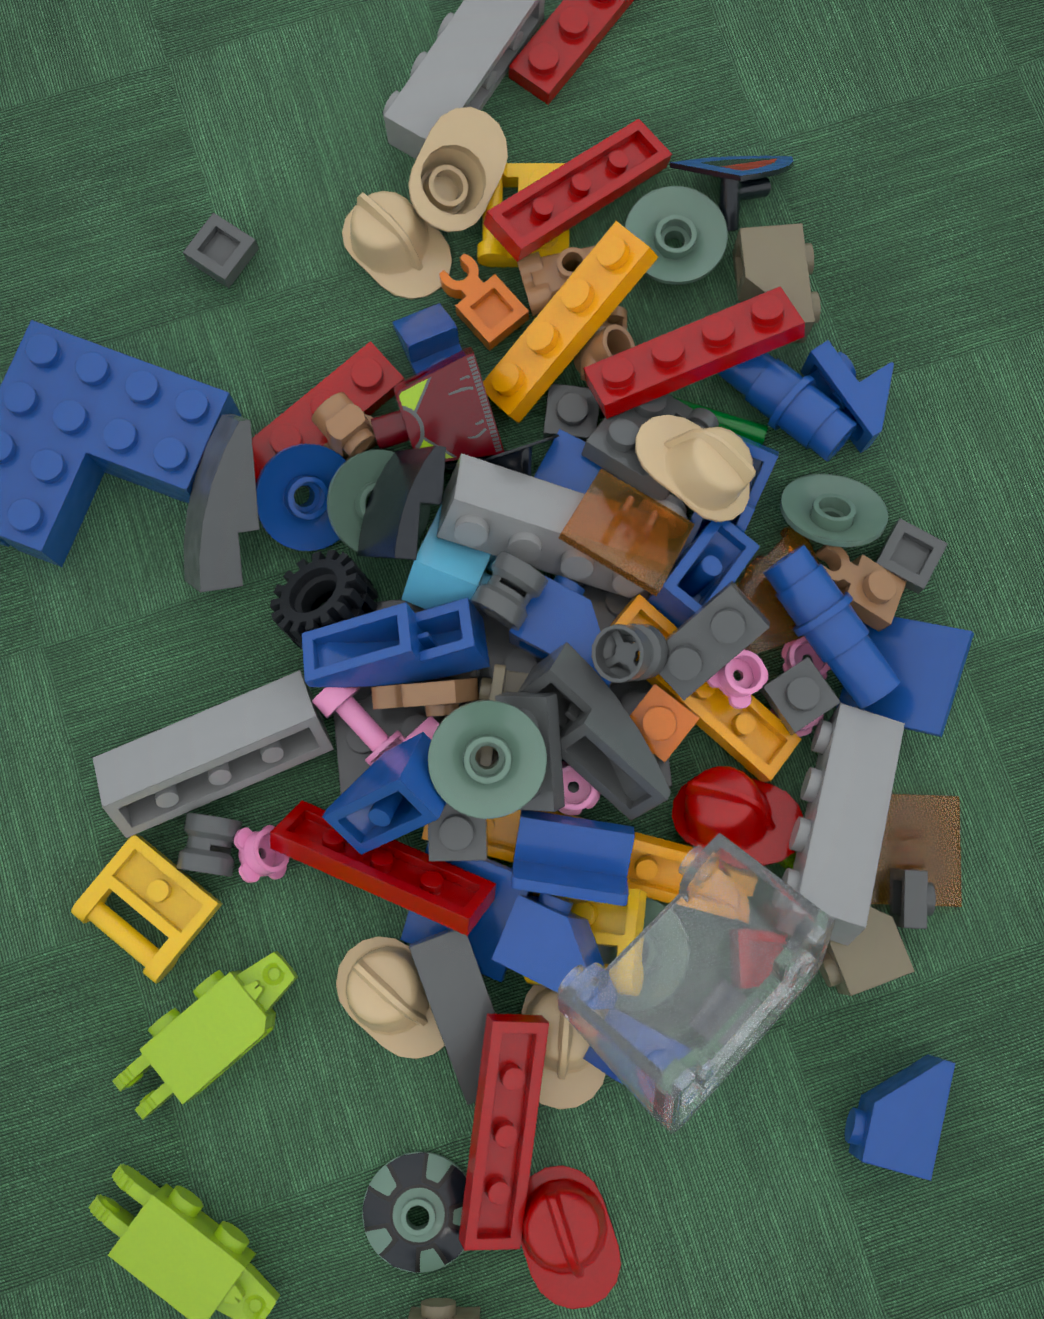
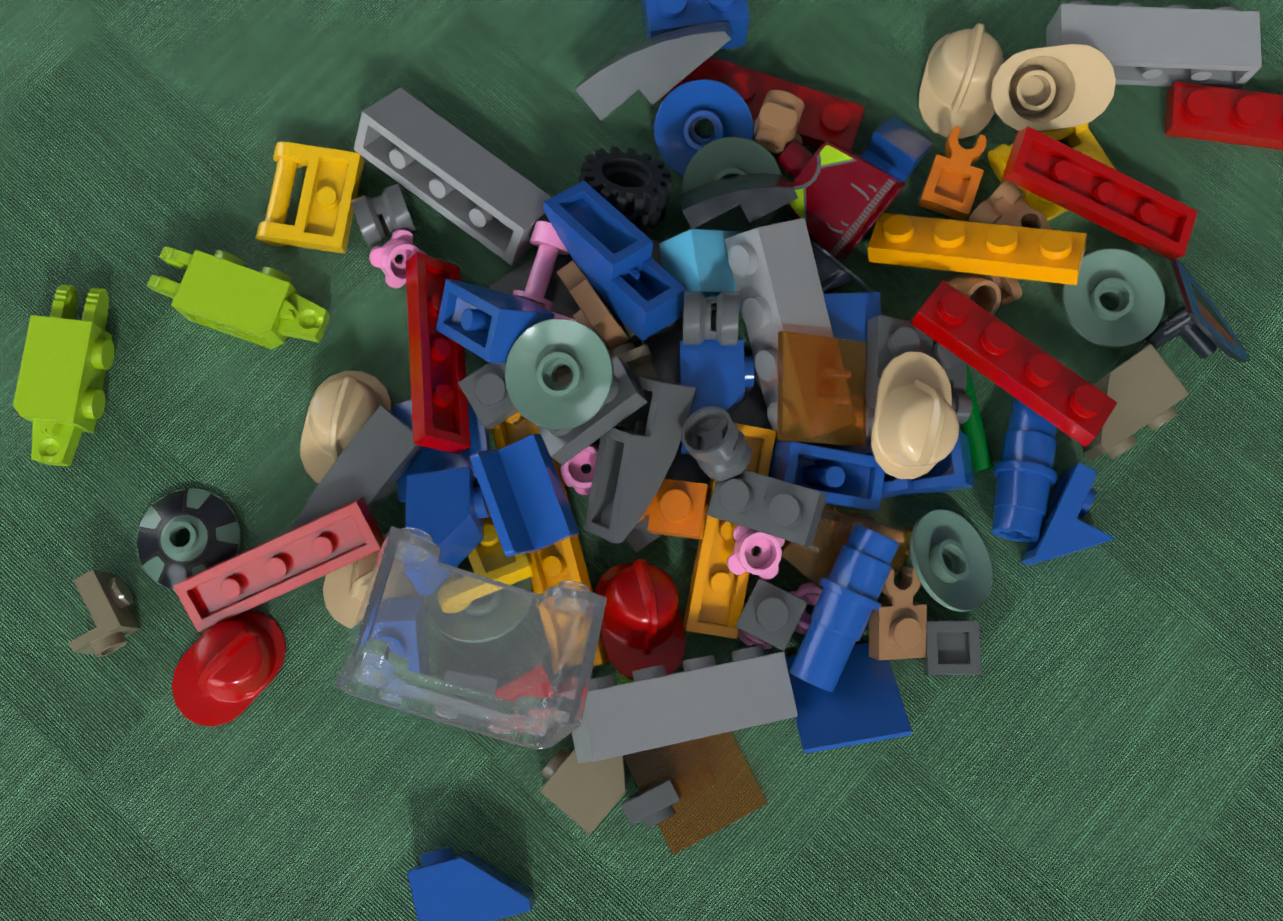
camera: 60 degrees right, 0 degrees up
(570, 410) = (903, 294): dark grey plate -> none

